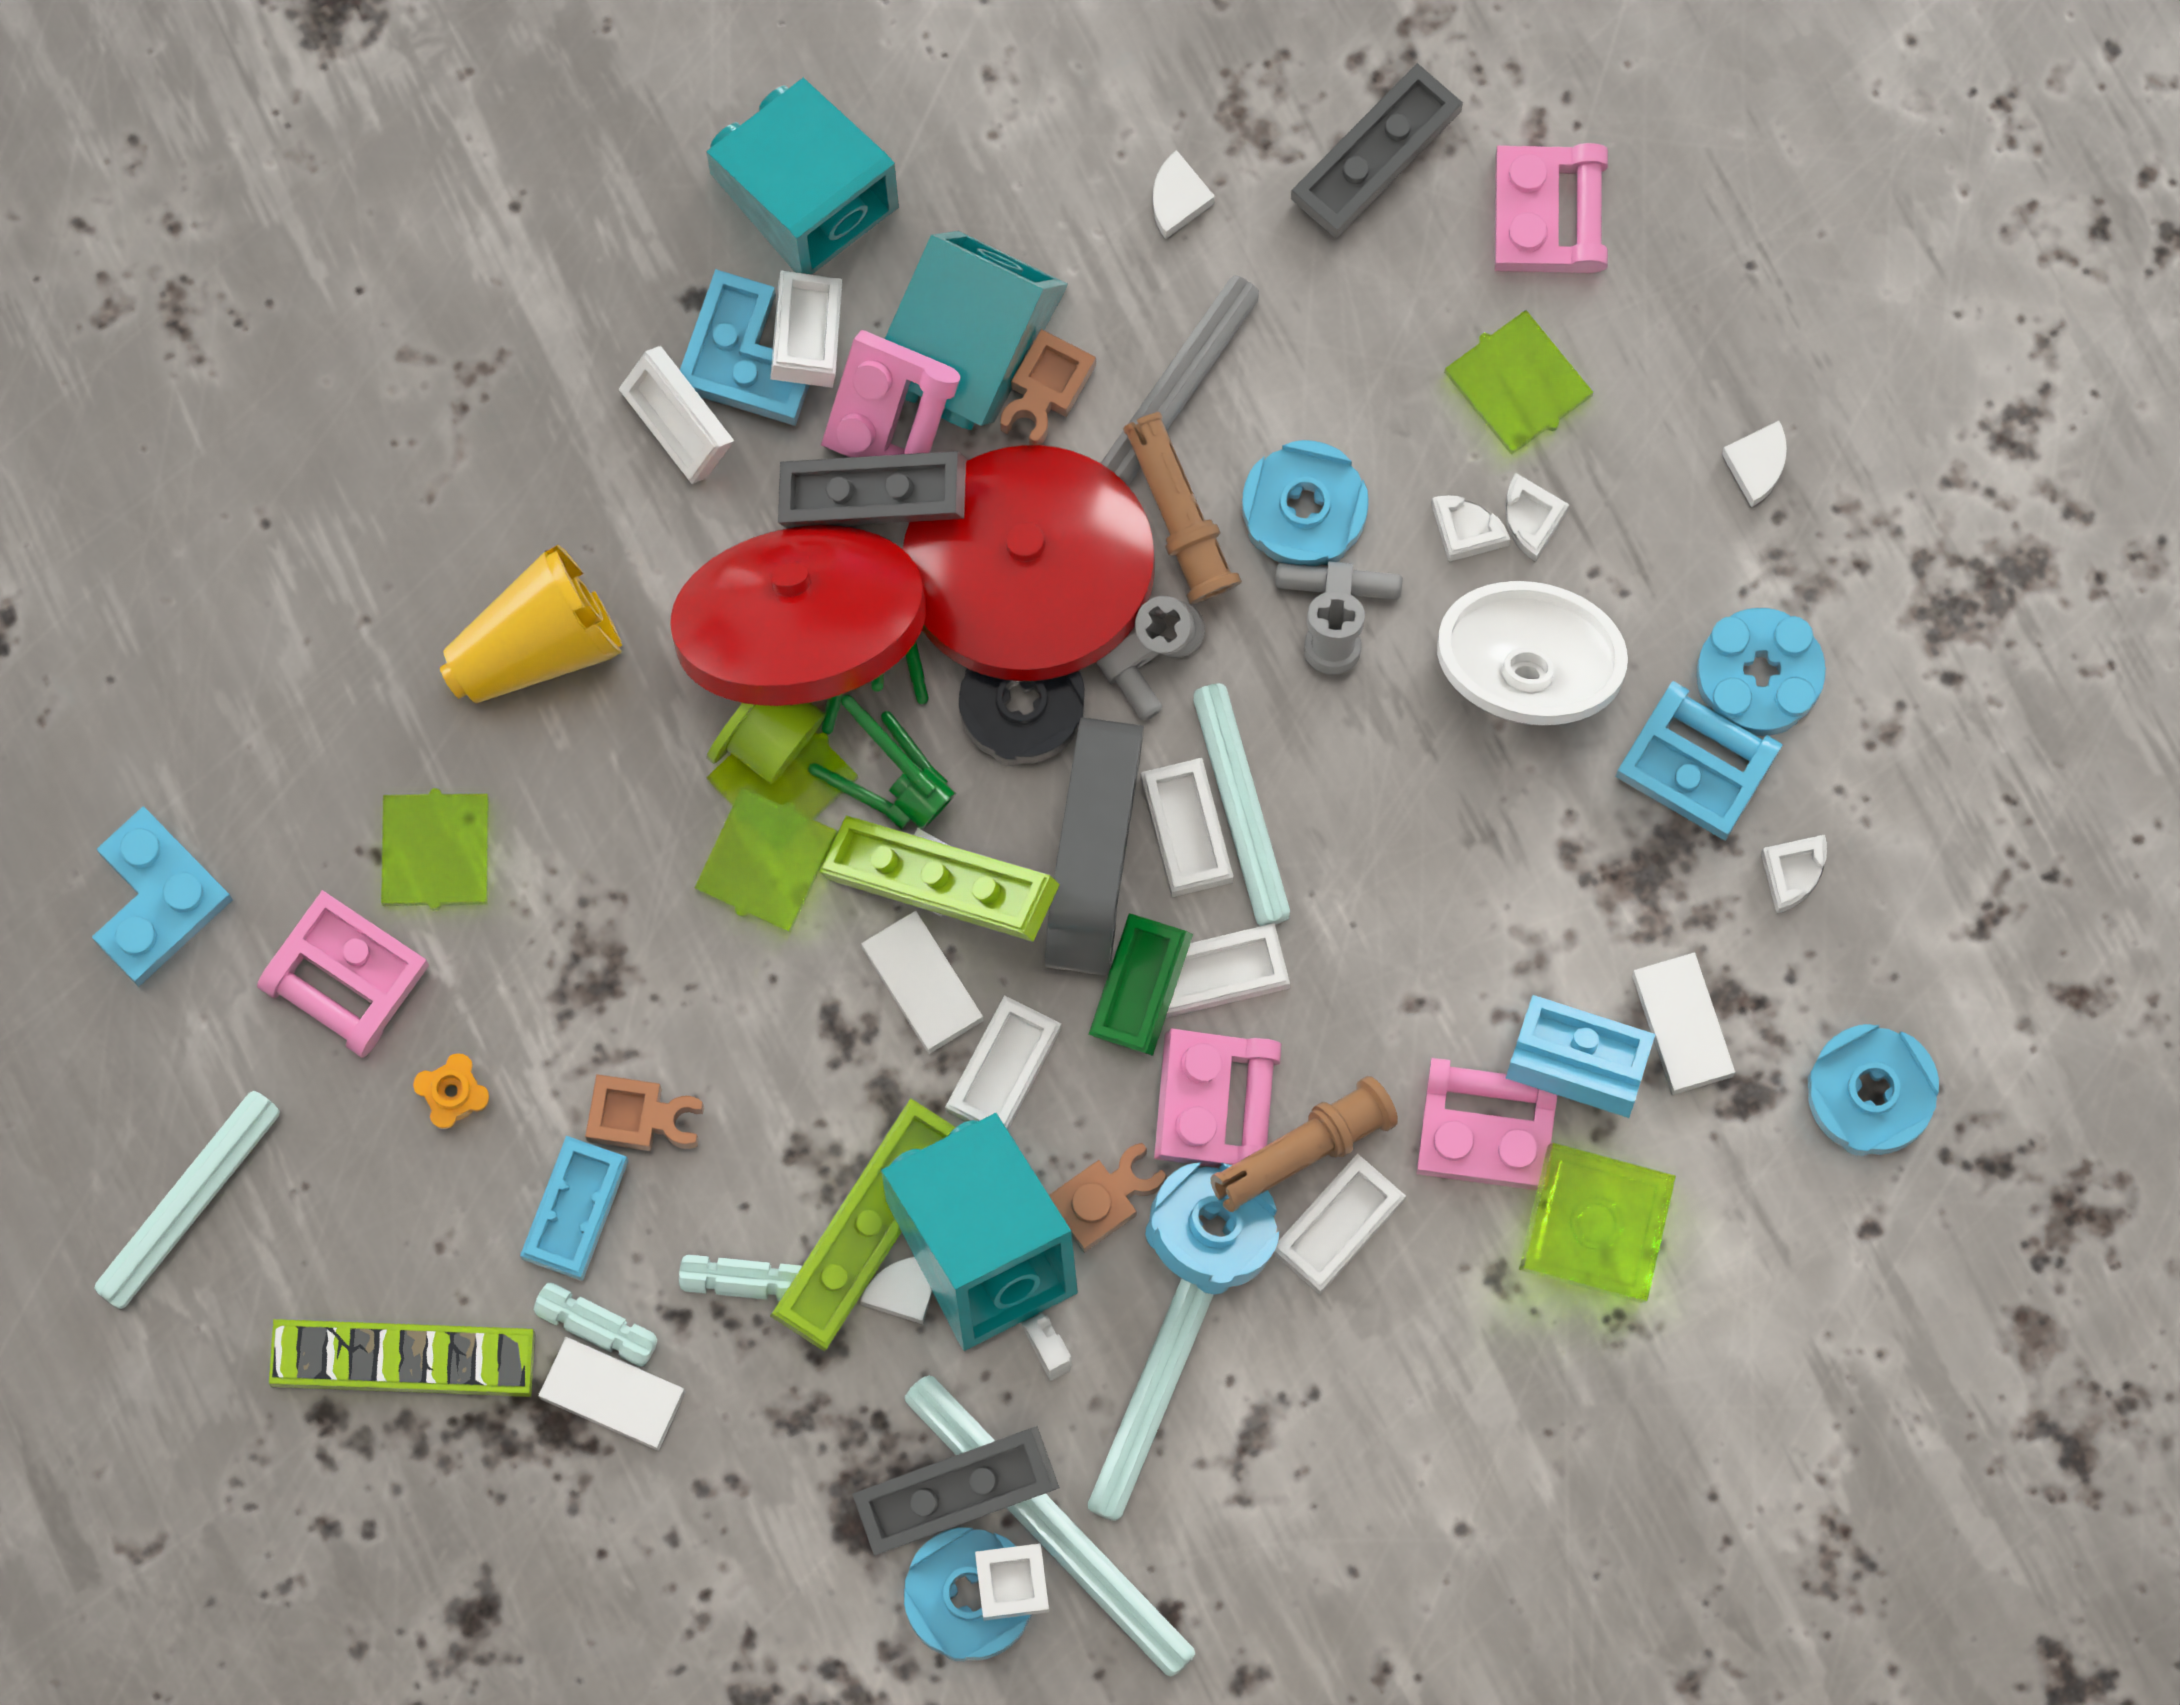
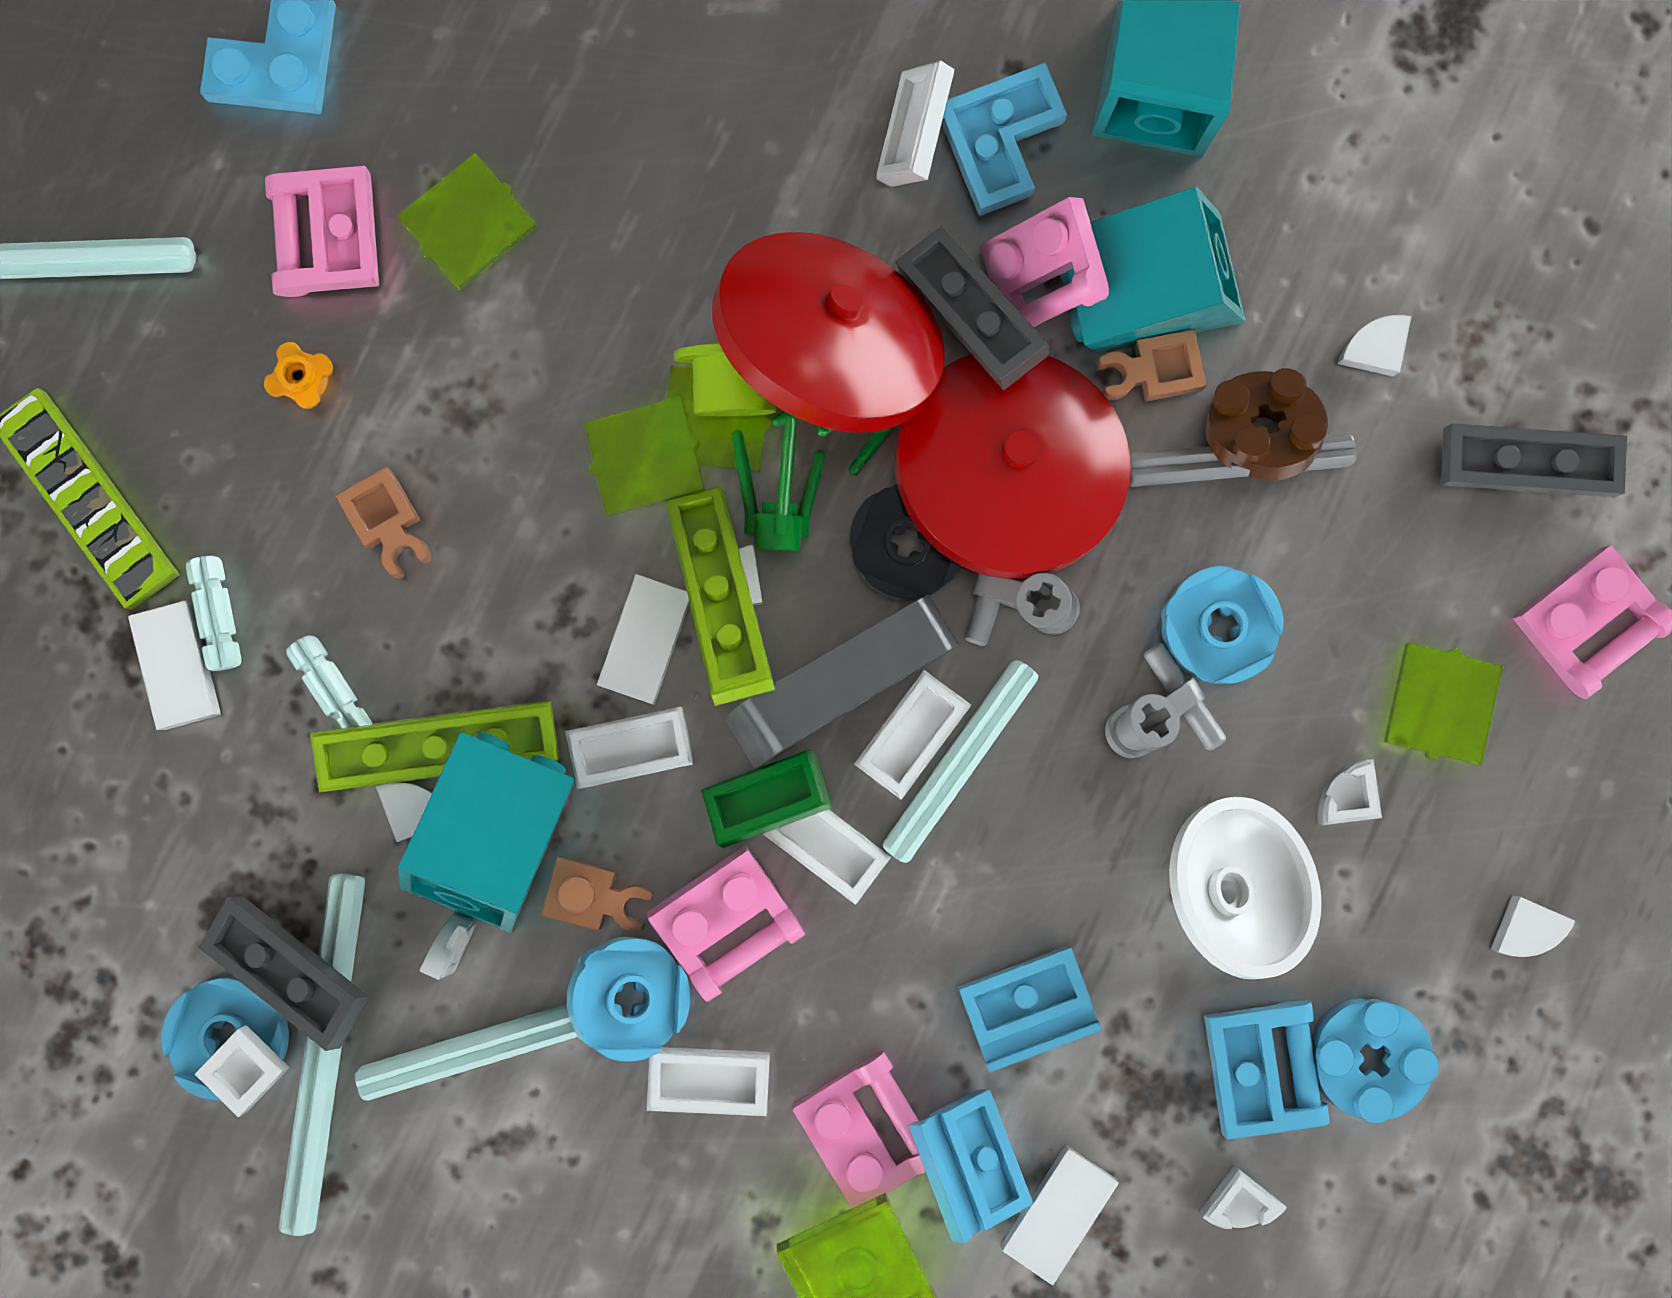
camera: 45 degrees right, 10 degrees up
(532, 633) = (672, 156): yellow cone -> none
(574, 1208) = (282, 530): medium azure plate -> none
(806, 329) = (1054, 162): white tile -> none
(1148, 312) = (1274, 396): none -> reddish brown plate
(1191, 536) = (1129, 563): medium nougat pin -> none
(1329, 1132) = (765, 1026): medium nougat pin -> none
(1467, 527) = (1302, 755): white tile -> none
(1492, 910) = (1029, 1008): none -> medium azure plate

